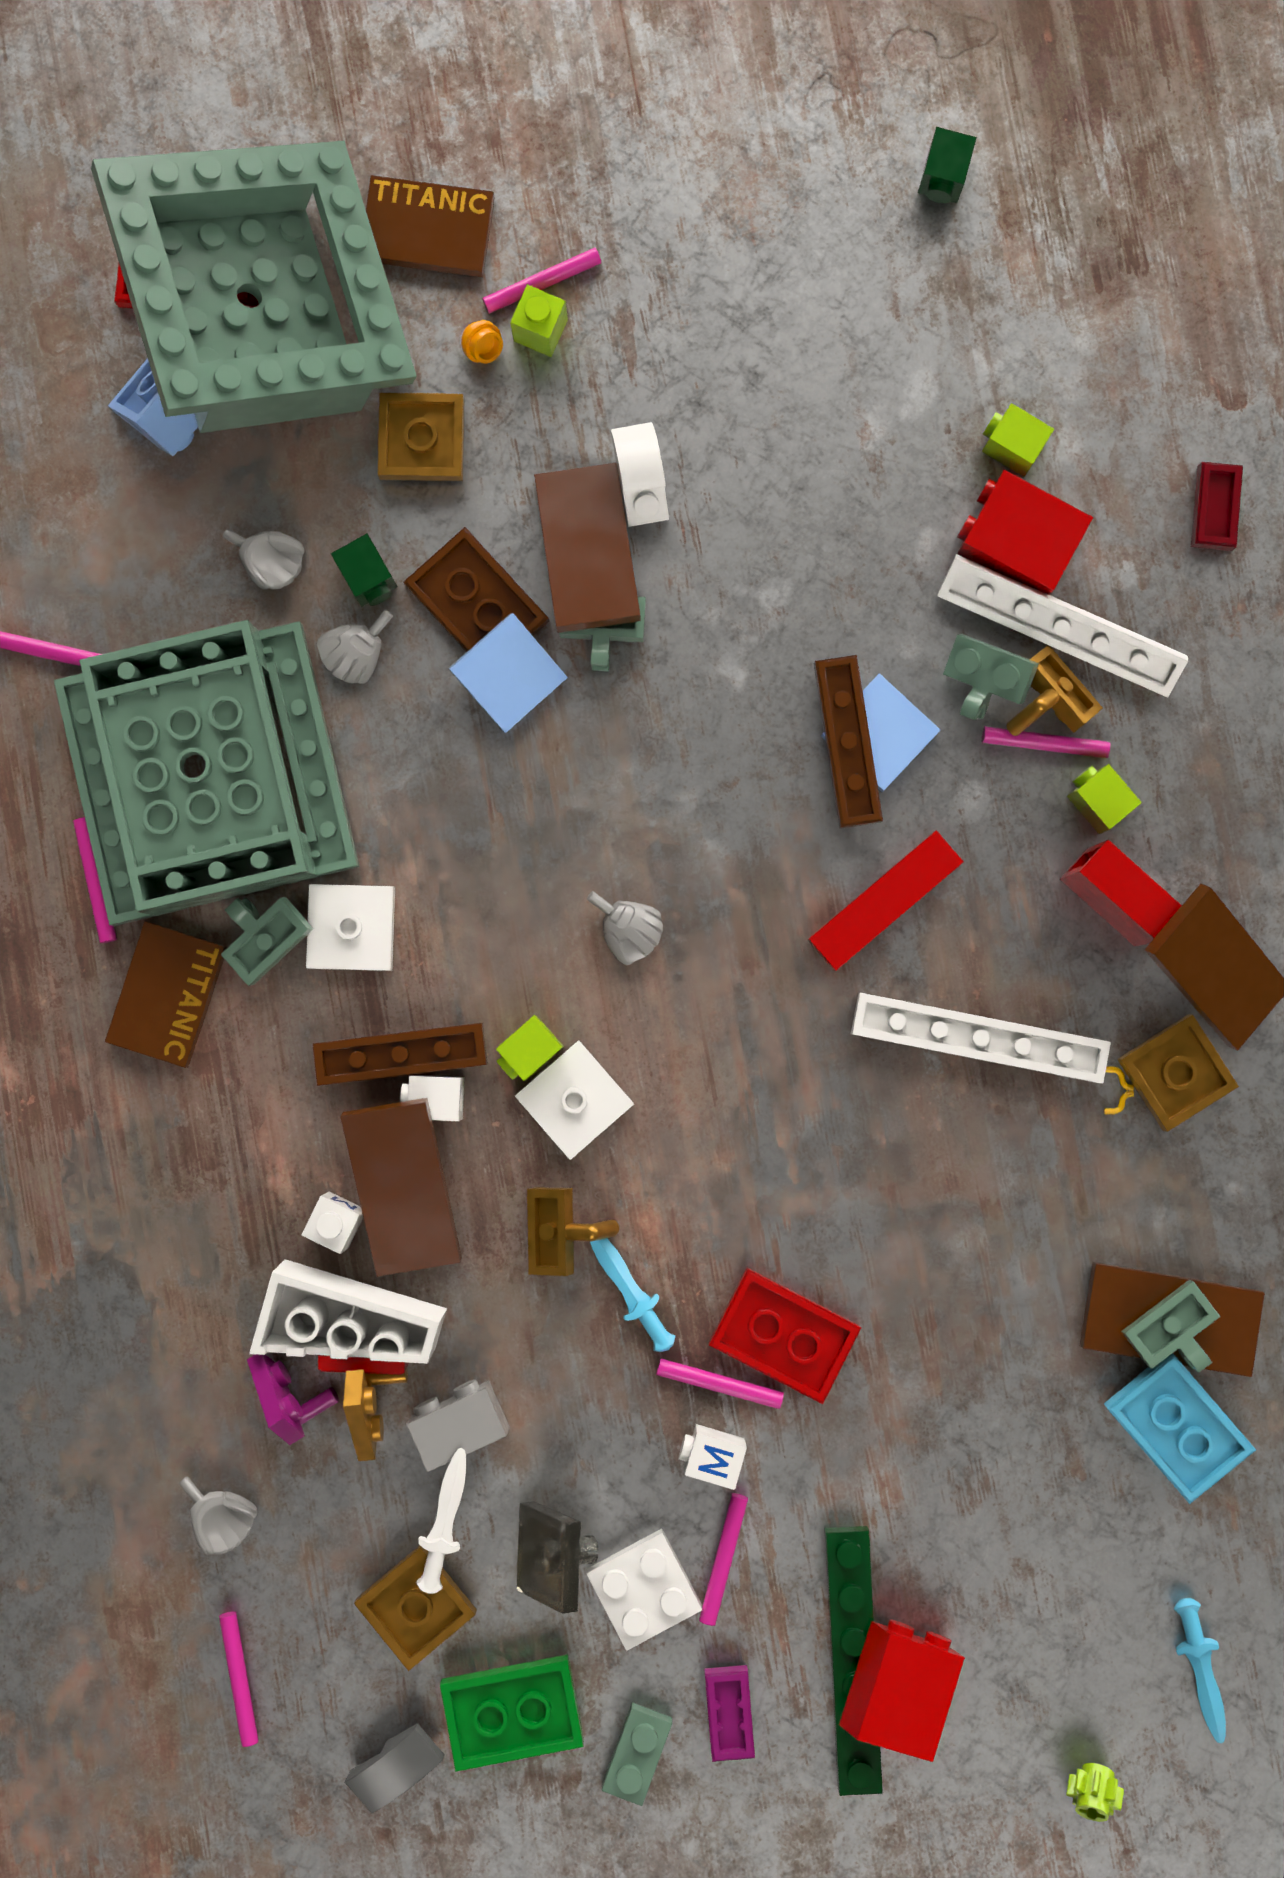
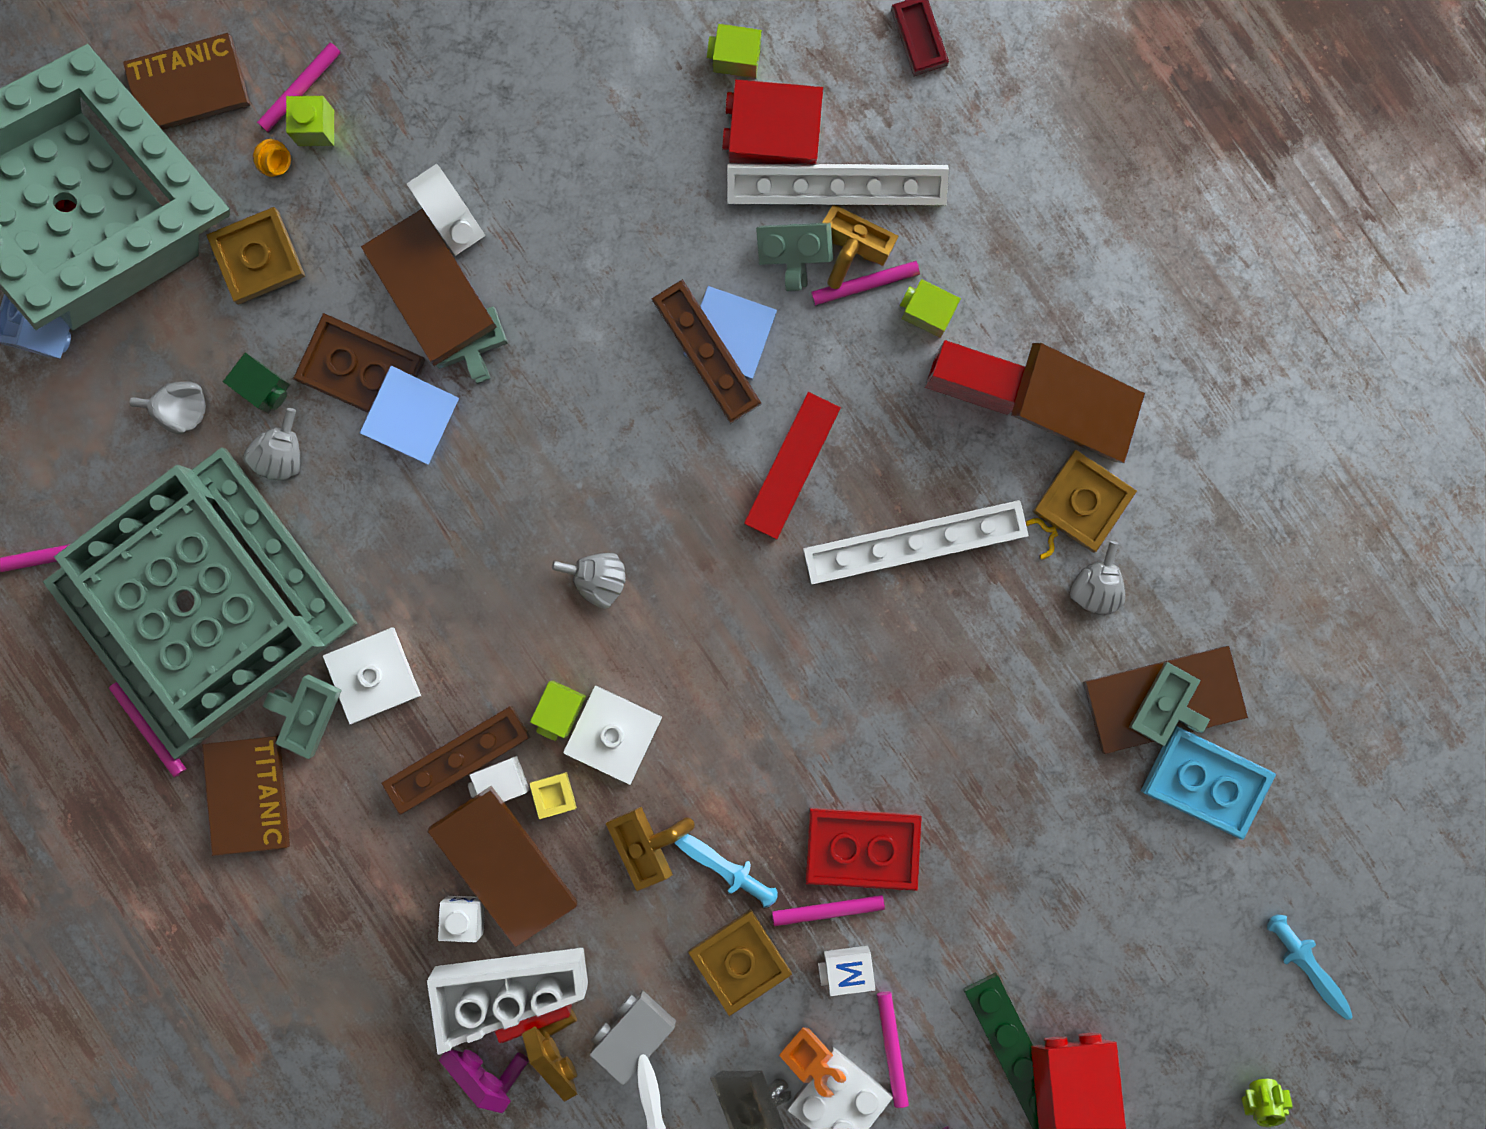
camera: 25 degrees left, 0 degrees up
(484, 1135) = (553, 795): none -> light yellow plate
(604, 1397) = (740, 962): none -> pearl gold plate
(631, 1532) = (808, 1060): none -> orange plate
(1155, 1168) = (1100, 585): none -> light grey piece

